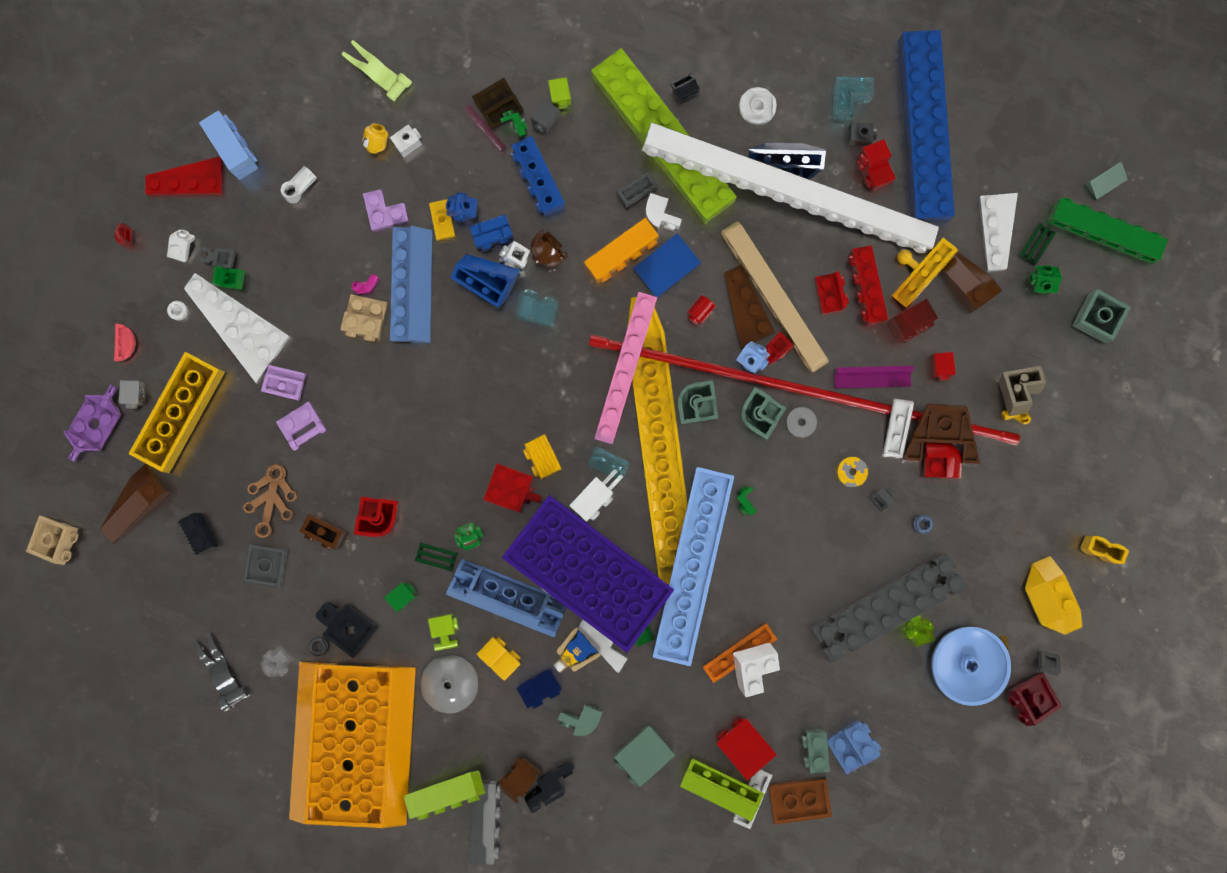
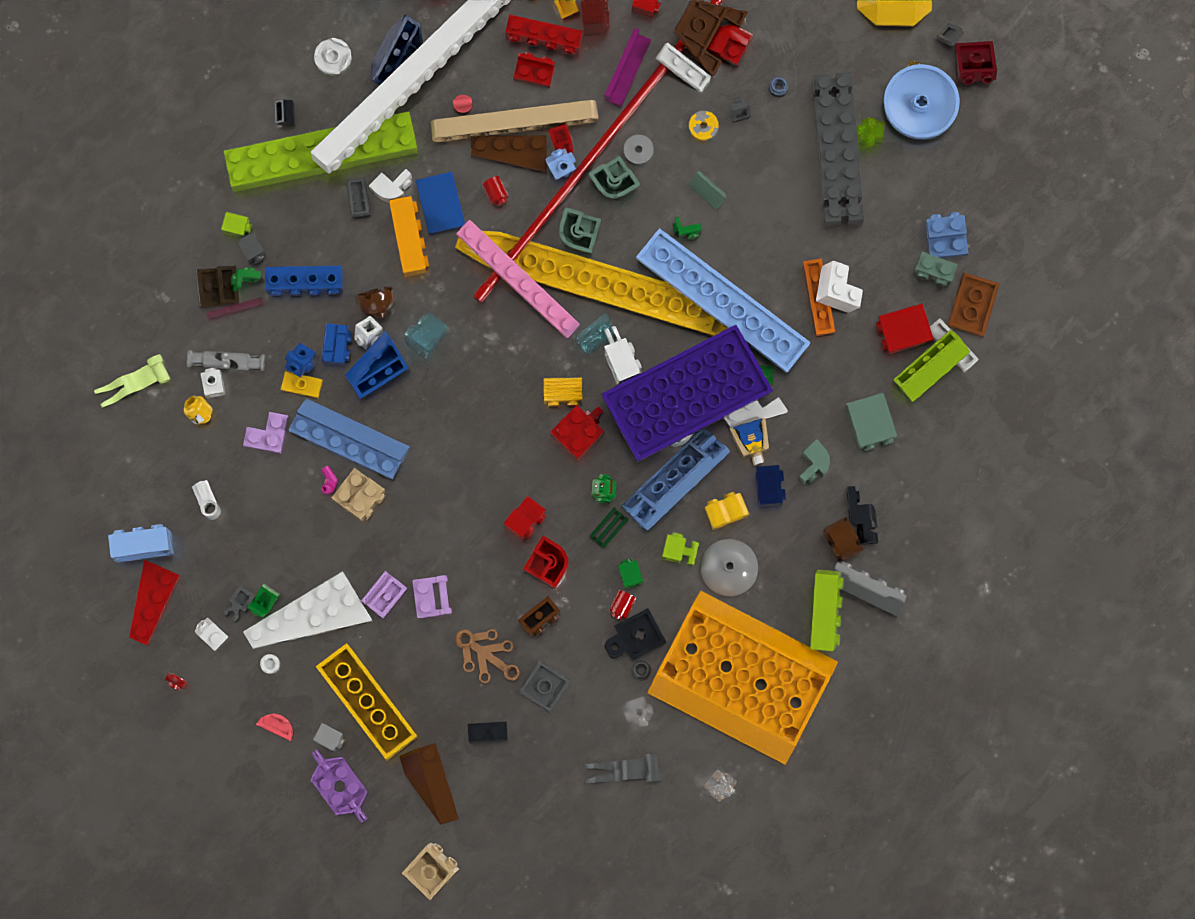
camera: 65 degrees left, 5 degrees down
(242, 768) = (720, 785): none -> clear brick
(369, 602) = (622, 605): none -> red brick
(406, 476) = (524, 519): none -> red brick
(433, 145) = (213, 359): none -> light grey piece
(768, 242) = (462, 103): none -> coral plate
(792, 503) = (707, 190): none -> sand green slope

